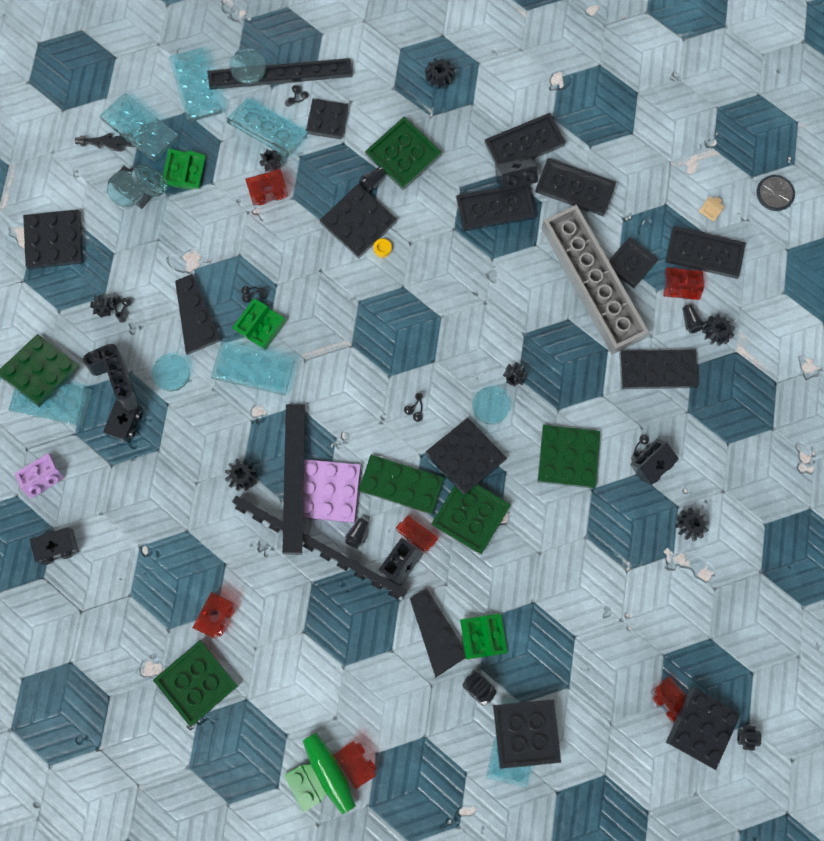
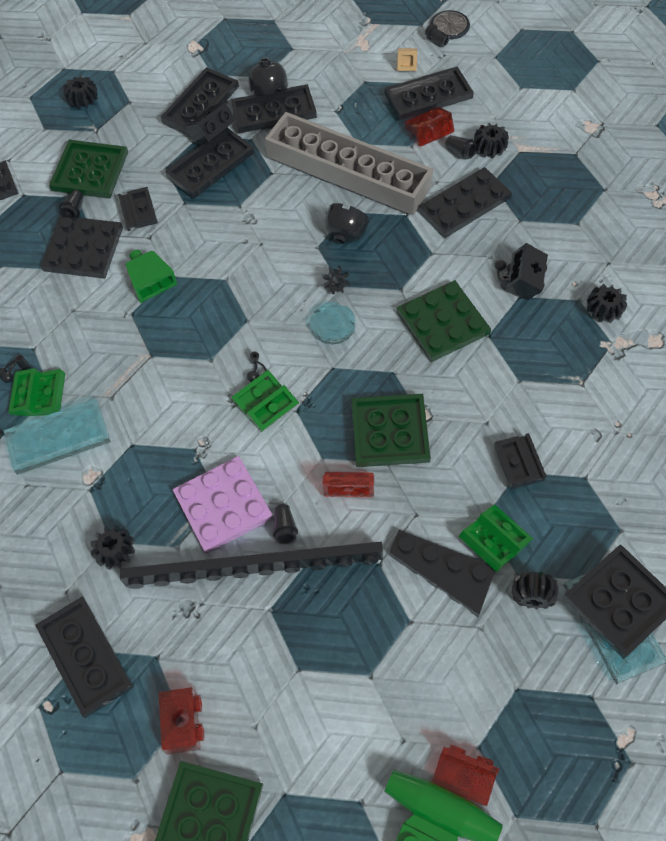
camera: 30 degrees left, 15 degrees down
(182, 535) = (84, 657): none -> black plate
(293, 480) = (178, 515): black tile -> none
(382, 248) = (121, 254): yellow tile -> none
(388, 279) = (149, 274): none -> green torso
(400, 561) = (352, 516): black brick -> none
(401, 484) = (296, 449): dark green plate -> none
(404, 435) = (264, 401): none -> green slope
(416, 214) = (138, 208): none -> black plate
(465, 456) = (343, 379): black plate -> none
(539, 596) = (520, 461): none -> black plate
(552, 333) = (345, 224): none -> black cylinder
(588, 158) = (267, 77): none -> black cylinder
(632, 262) = (373, 131): black plate -> none
(754, 198) = (432, 32): none -> black pin

